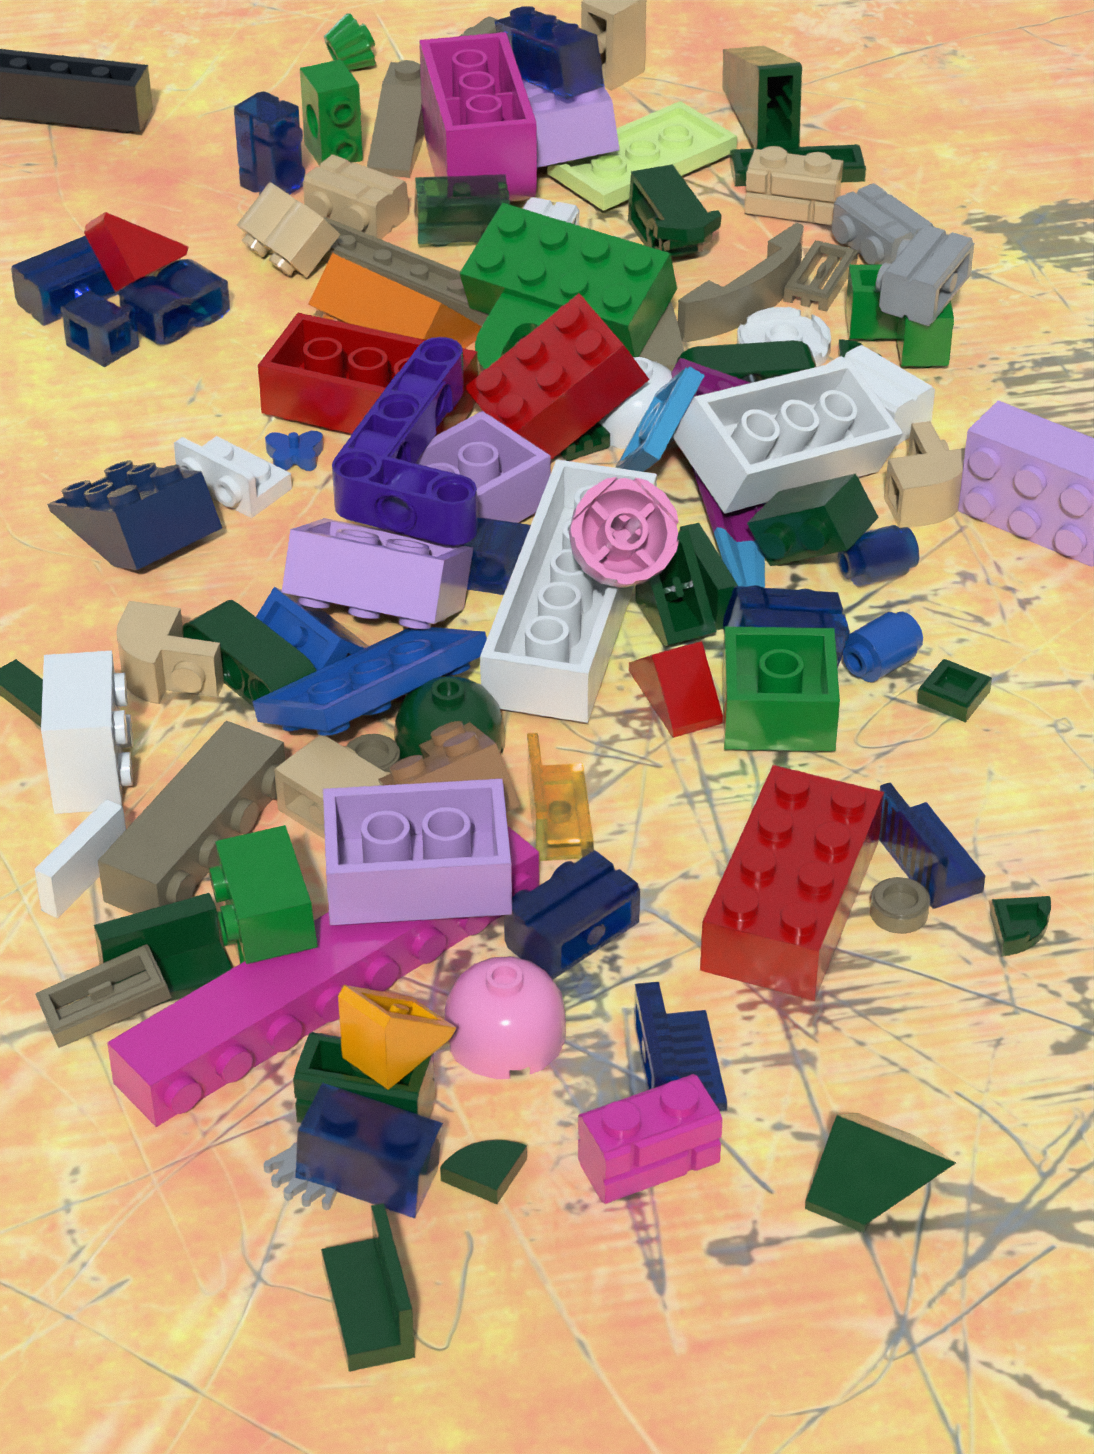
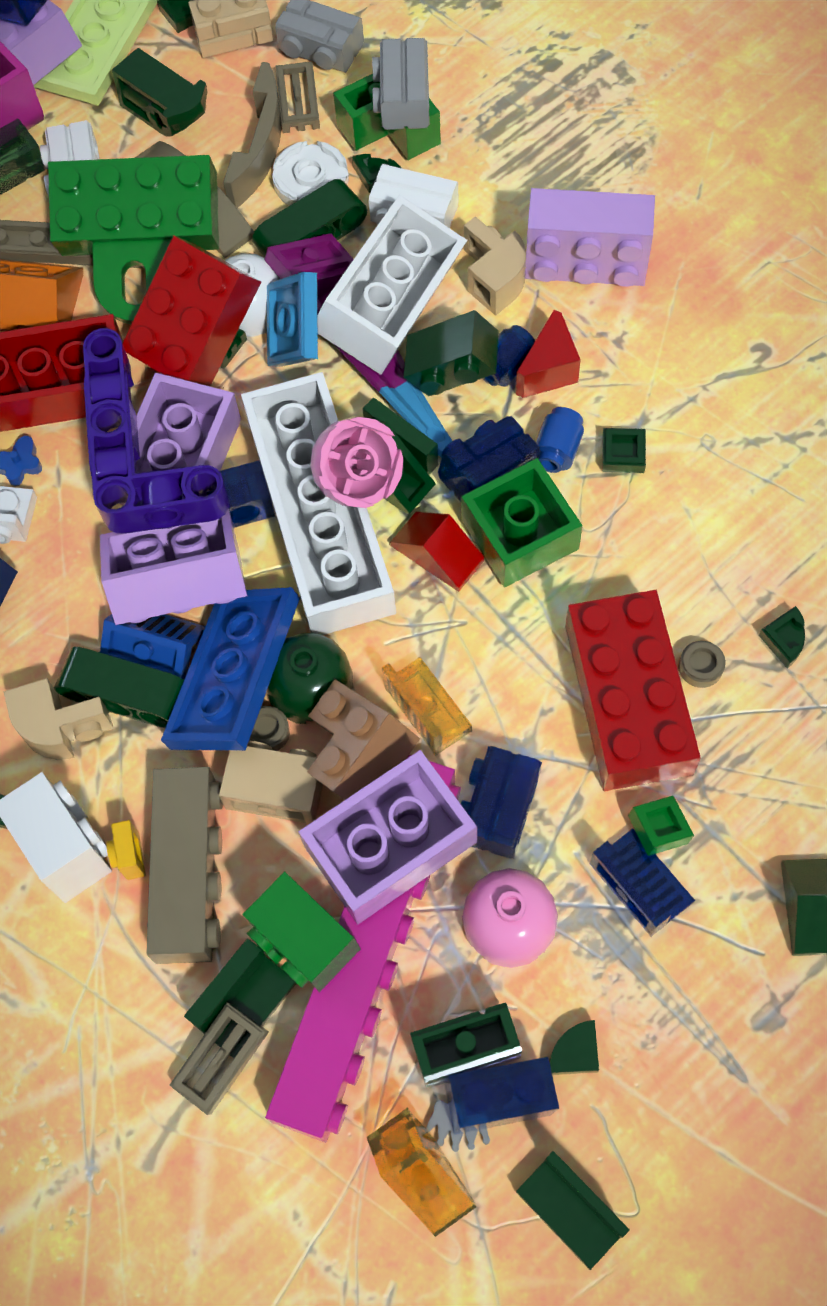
camera: 25 degrees left, 25 degrees up
(74, 862) = (122, 945): white tile -> none
(147, 779) = (126, 850): none -> yellow plate
(230, 1179) = (419, 1172): none -> clear yellow slope
(388, 1033) = (479, 1011): light orange slope -> none
(649, 1138) = (675, 971): dark pink brick -> none
(736, 1012) = (660, 825): none -> green plate
(920, 576) = (551, 360): none -> red slope
(927, 850) = (697, 608): clear blue panel -> none

